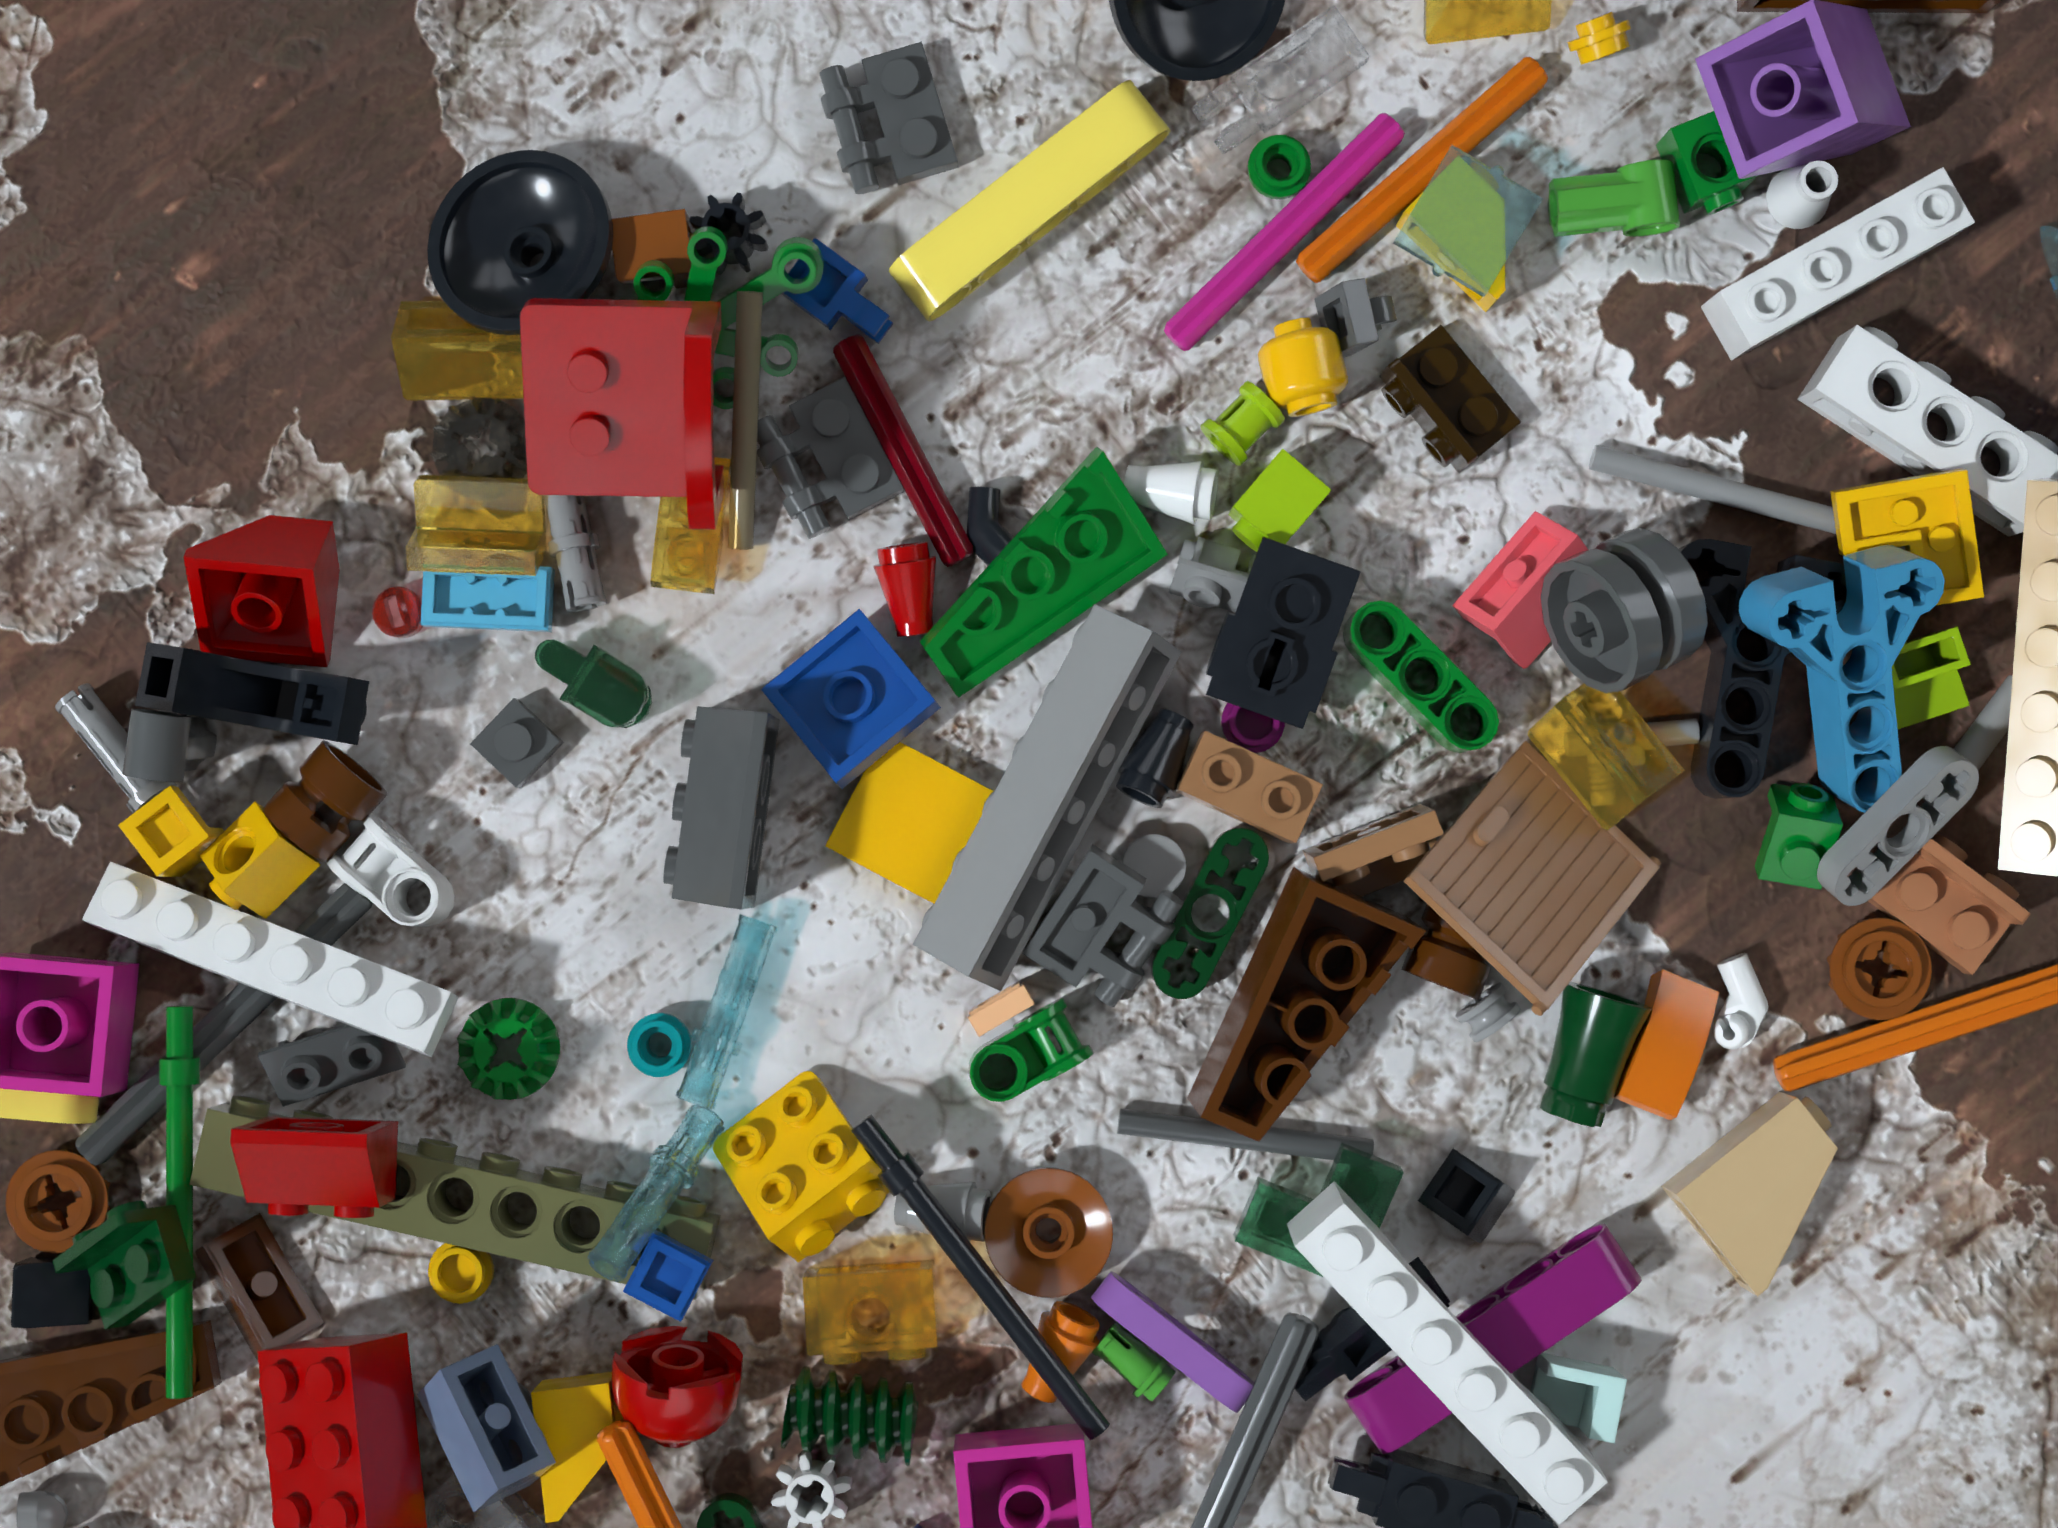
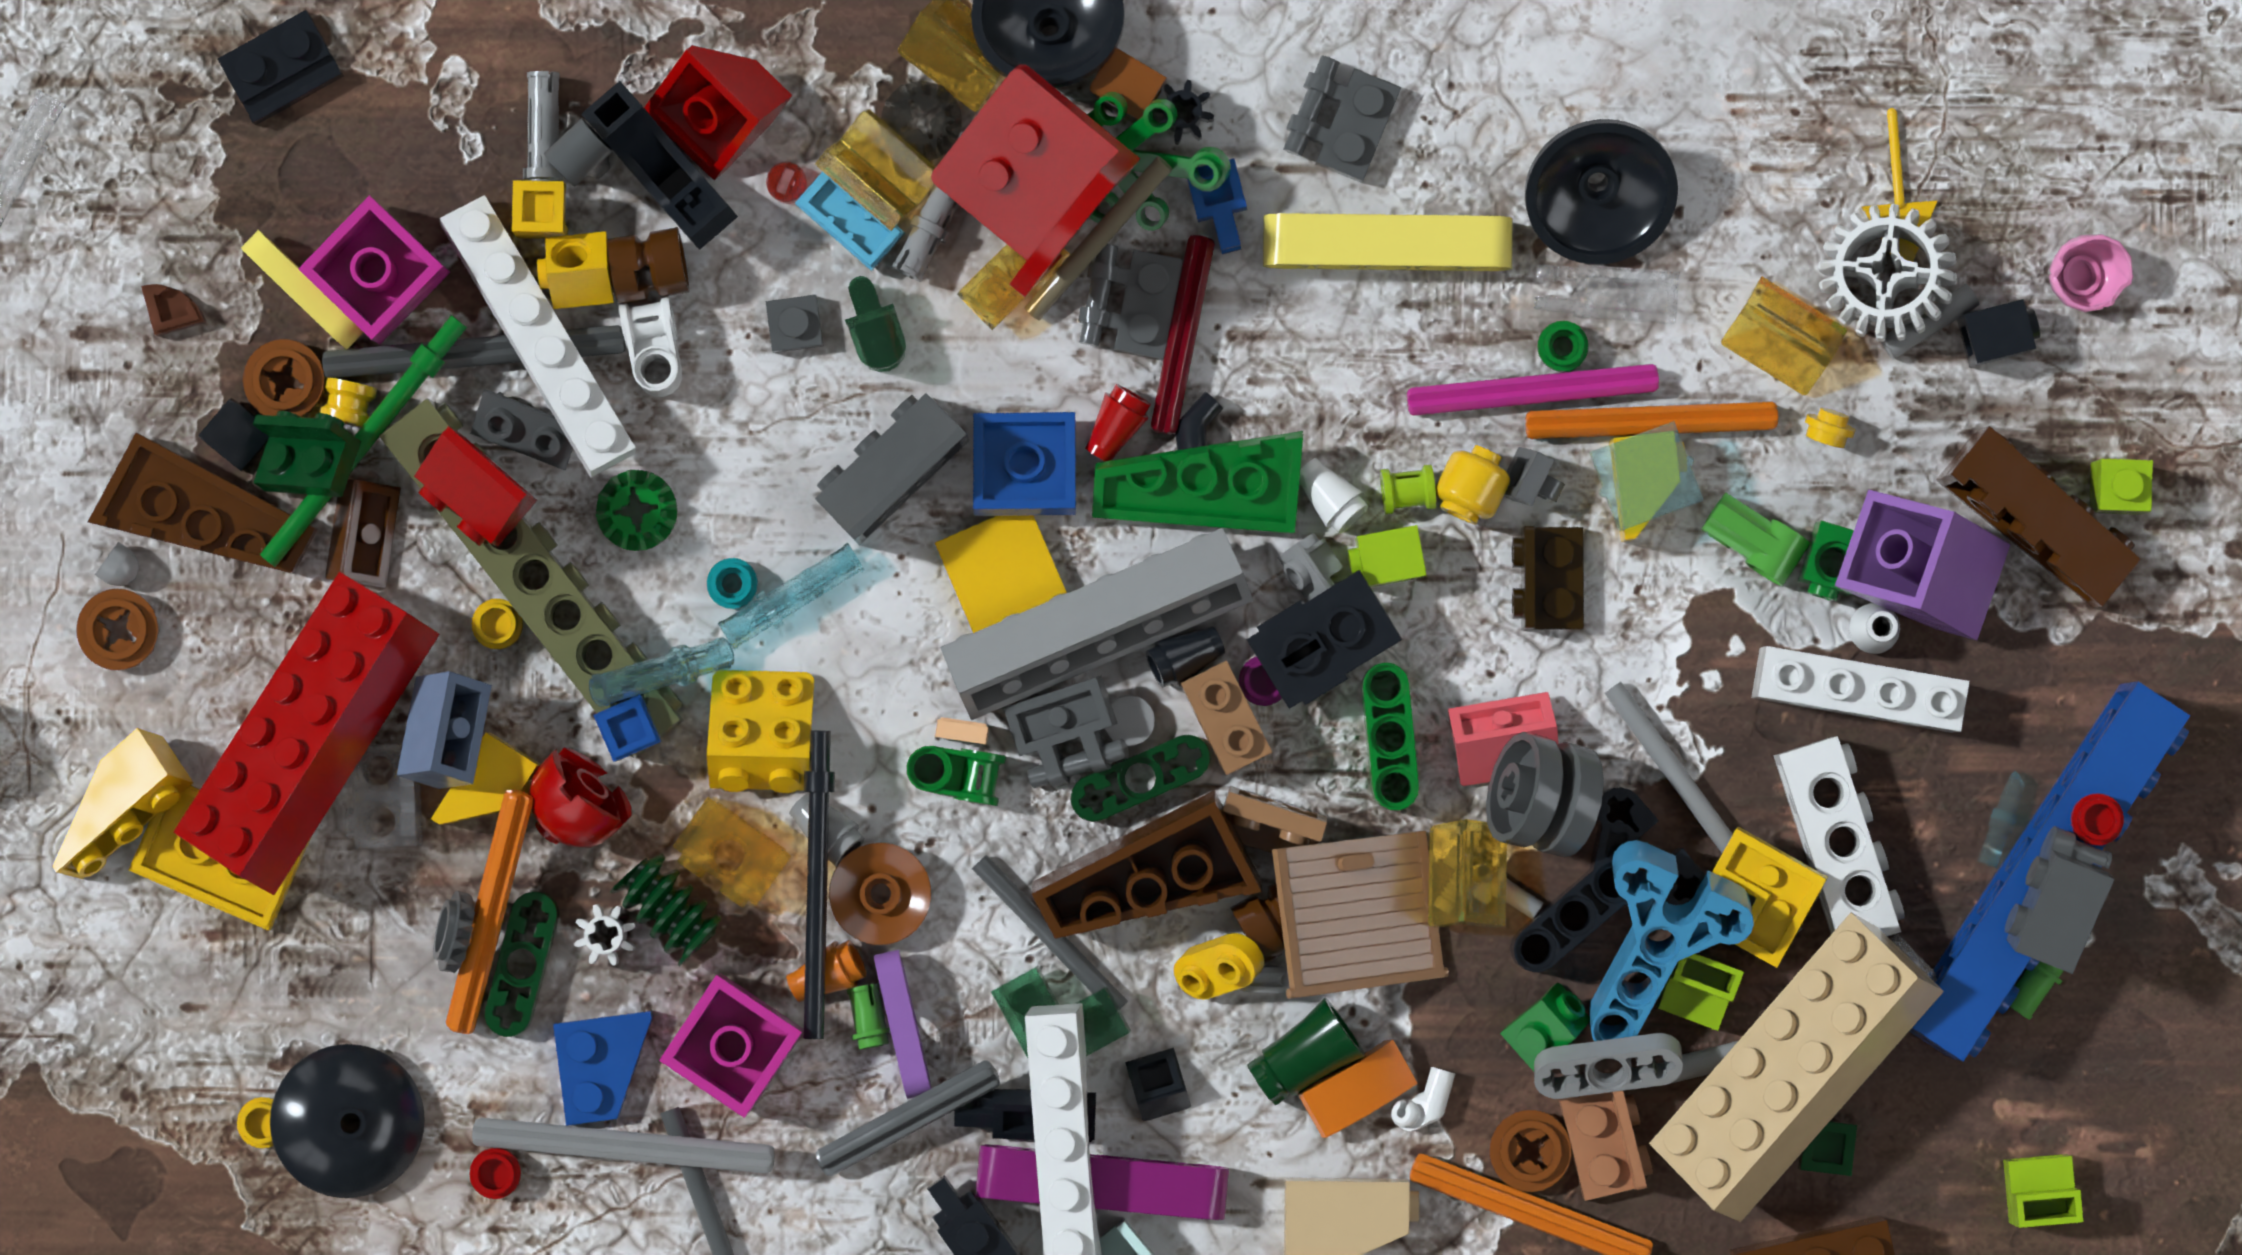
camera: 45 degrees right, 0 degrees up
(136, 1172) = (348, 401): none -> yellow wheel
(1438, 1036) = (1219, 966): none -> yellow plate

